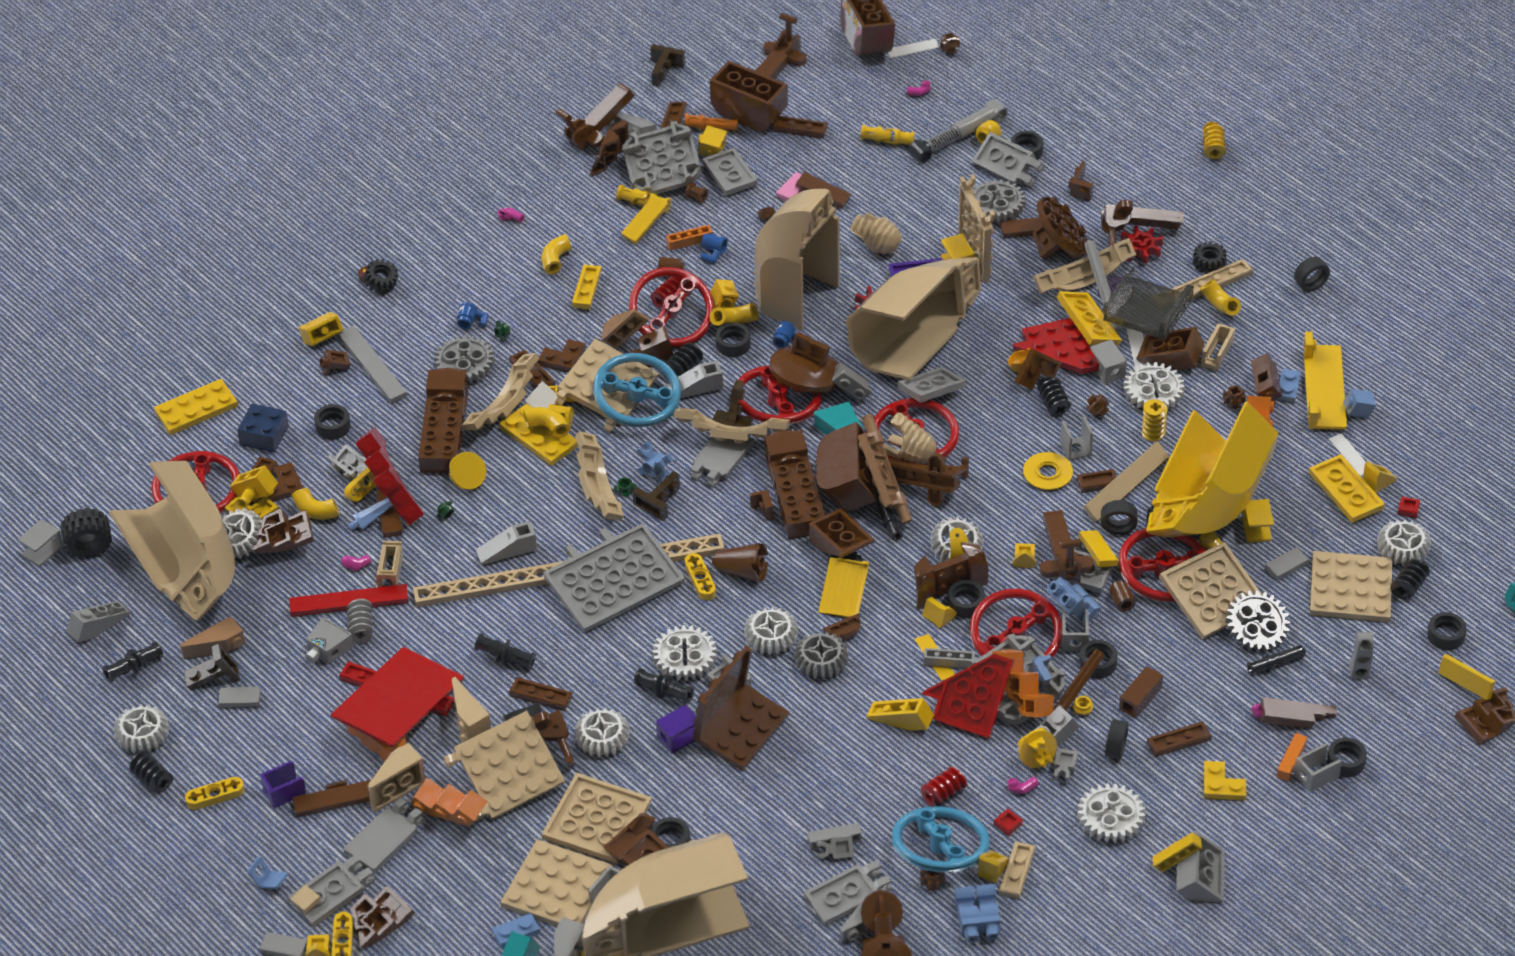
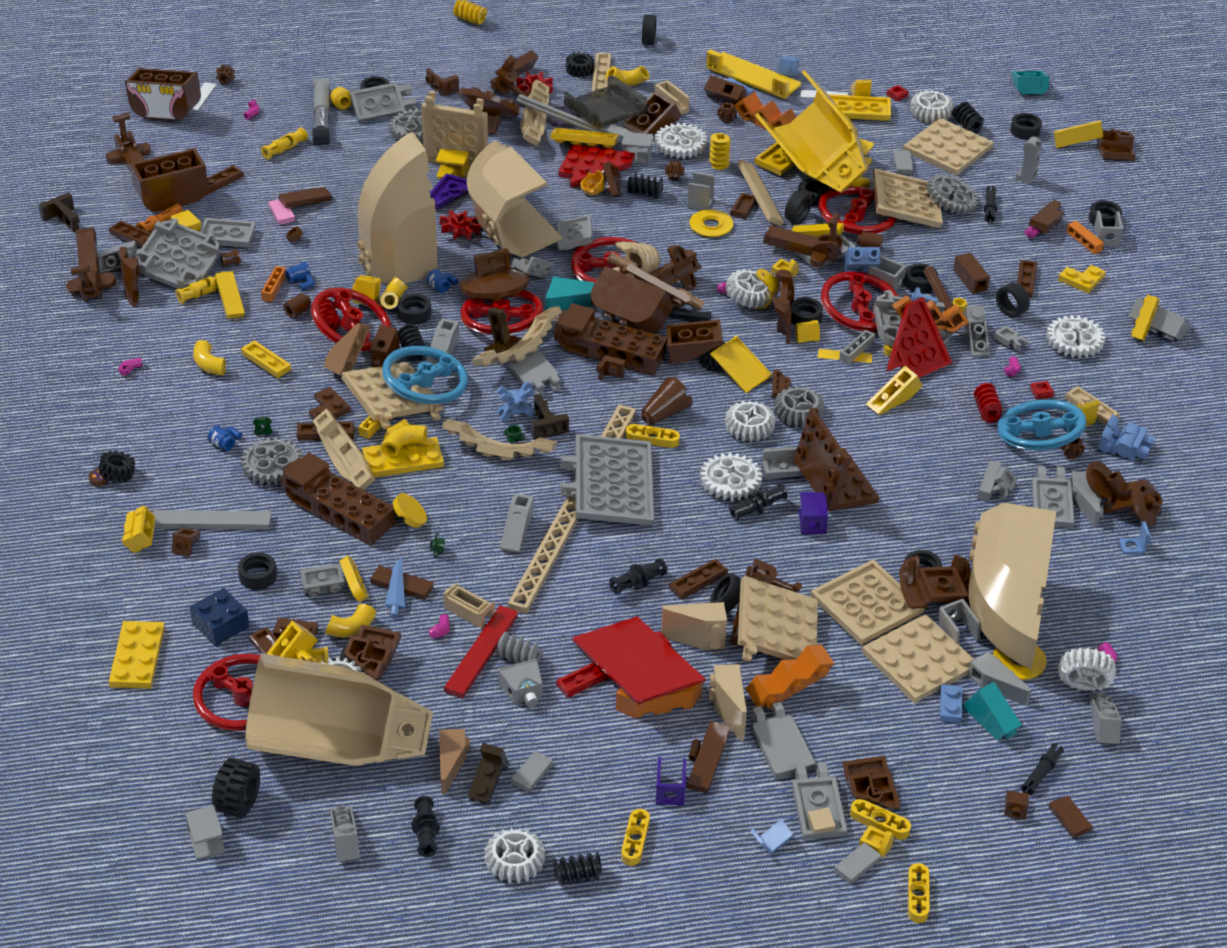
camera: 60 degrees left, 5 degrees down
(386, 477) = (386, 553): red arch -> none
(542, 396) = (369, 434): white sticker -> none
(590, 737) = (780, 553): white gear -> none
(1034, 741) = (992, 339): yellow plate -> none

